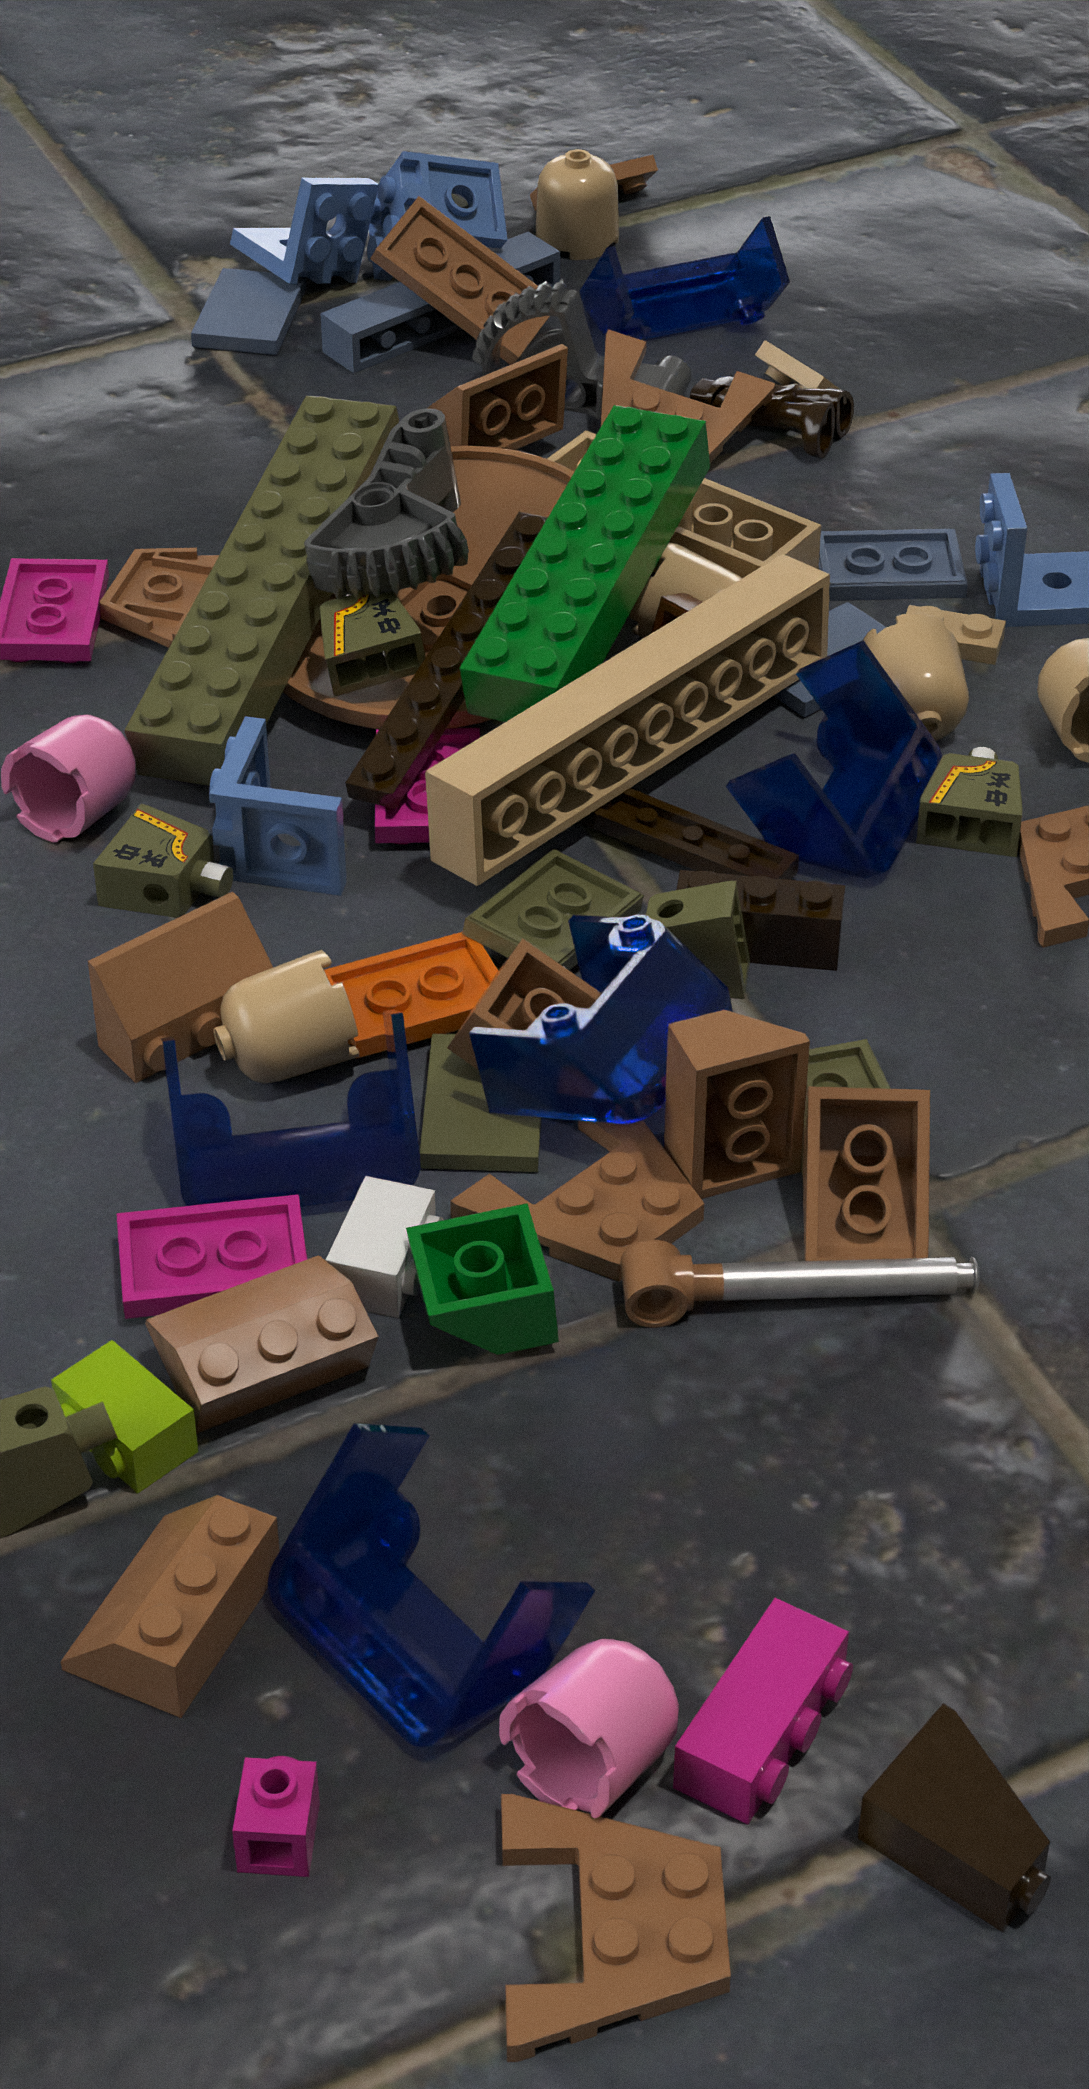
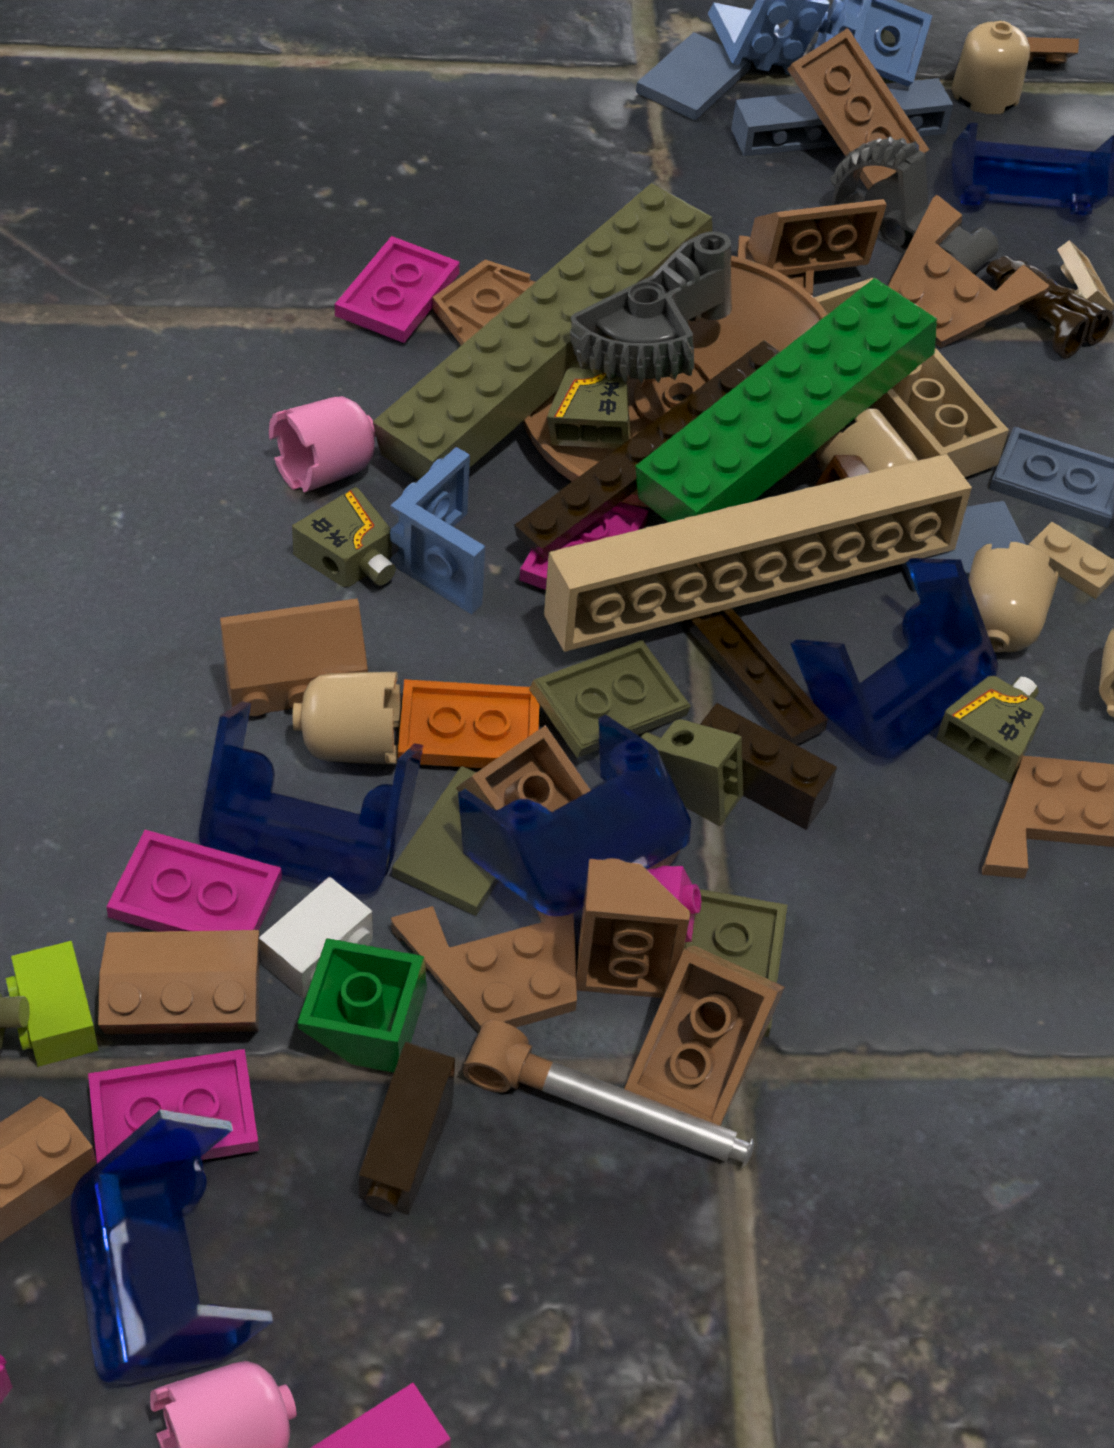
camera: 20 degrees right, 10 degrees up
(288, 1464) = (197, 1085): none -> dark pink plate
(610, 1374) = (407, 1129): none -> dark brown slope

